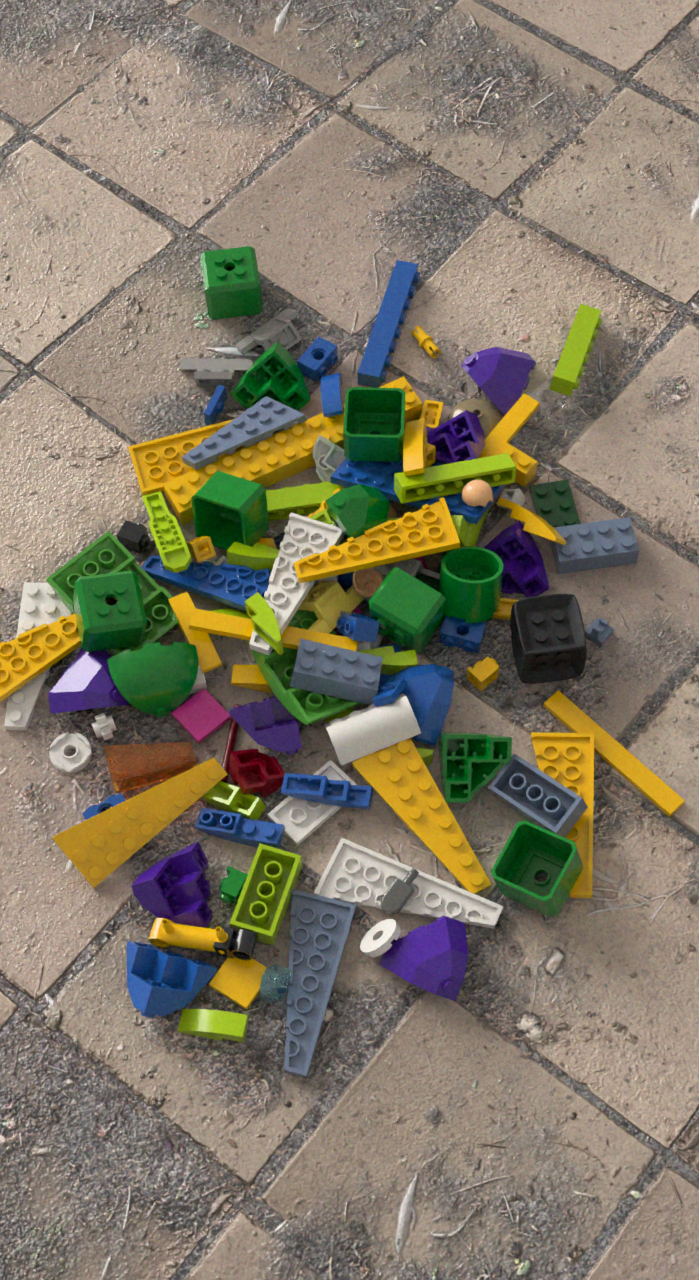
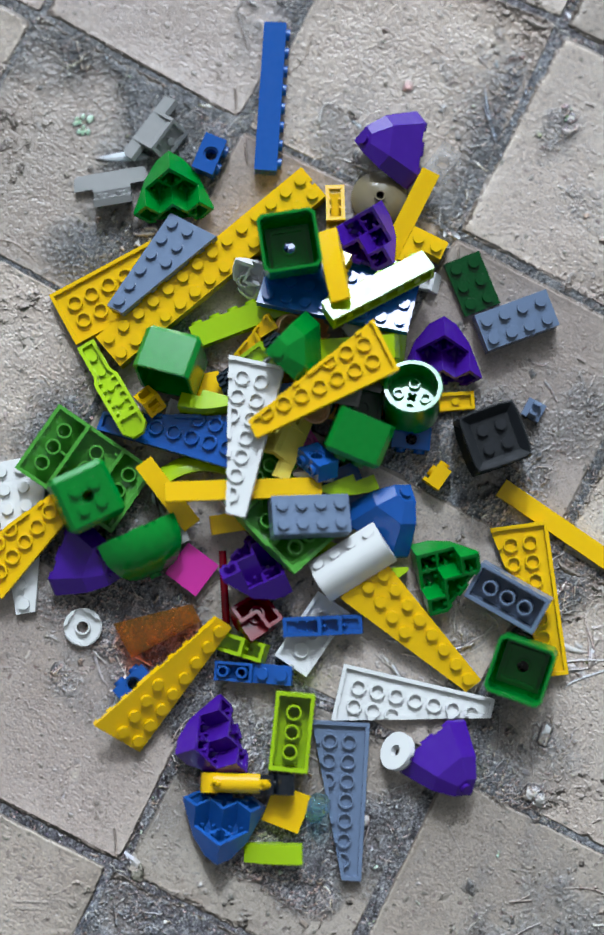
camera: 20 degrees left, 25 degrees up
(104, 726) = (107, 599): white gear -> none
(133, 536) = (81, 394): black brick -> none
(215, 405) = (122, 230): blue plate -> none
(231, 282) = (104, 96): green plate -> none
(232, 886) = (260, 727): green brick -> none
(264, 621) = (237, 491): lime slope -> none
(331, 394) = (234, 200): blue slope -> none
(389, 692) = (361, 528): blue plate -> none
(398, 893) = (404, 707): dark grey piece -> none
(426, 342) = (312, 113): yellow pin -> none
(477, 493) = (403, 305): light nougat hair -> none
(533, 523) = (460, 316): yellow slope -> none
(575, 349) = (463, 101): lime brick -> none

